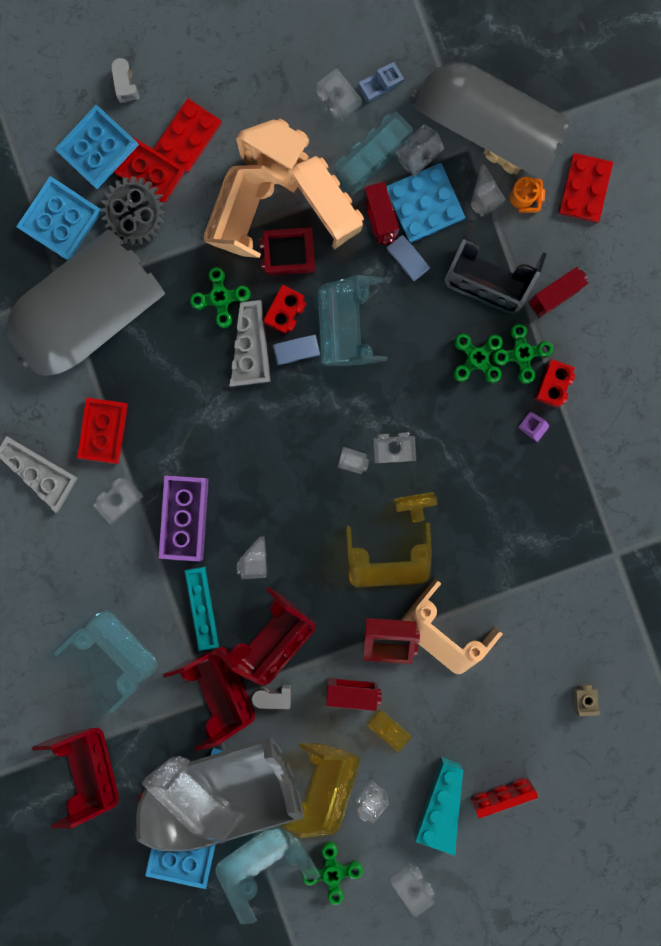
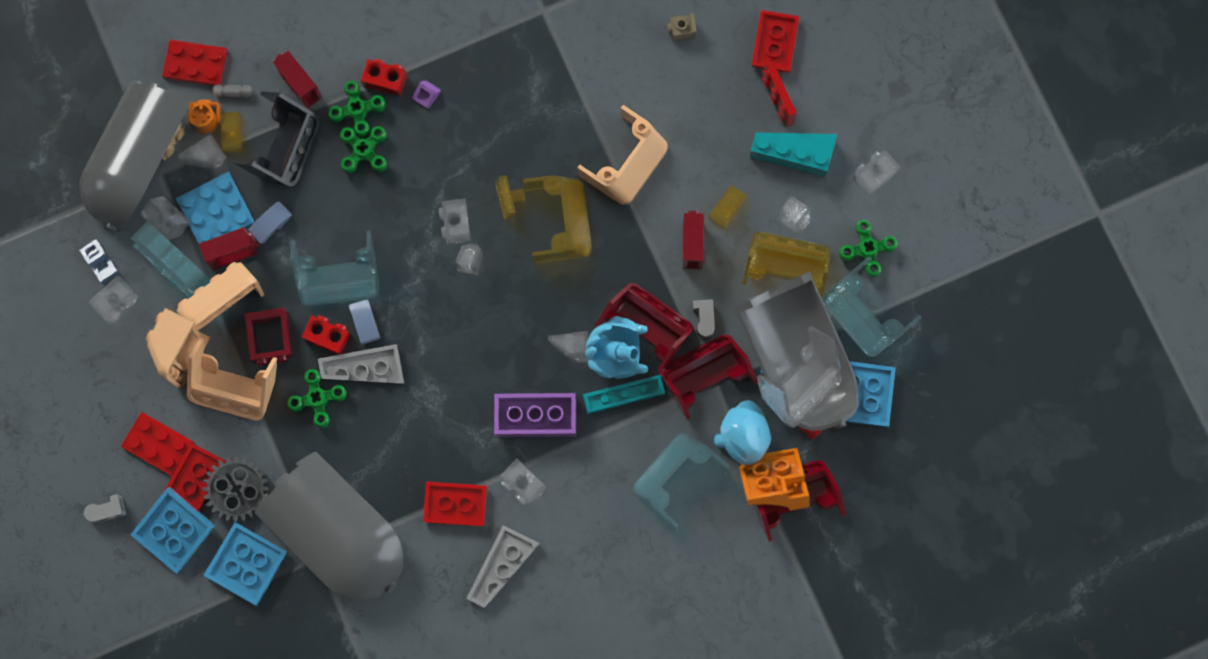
camera: 90 degrees left, 10 degrees down
(95, 757) = (776, 480): none -> orange slope
(144, 731) = (744, 433): none -> medium azure piece
(244, 606) = (615, 349): none -> medium azure piece
(391, 631) = (627, 209): dark red window -> none
(508, 222) = (231, 132): none -> clear yellow tile
(552, 225) = (232, 91): none -> light grey axle
(563, 796) = (775, 40): none -> red plate

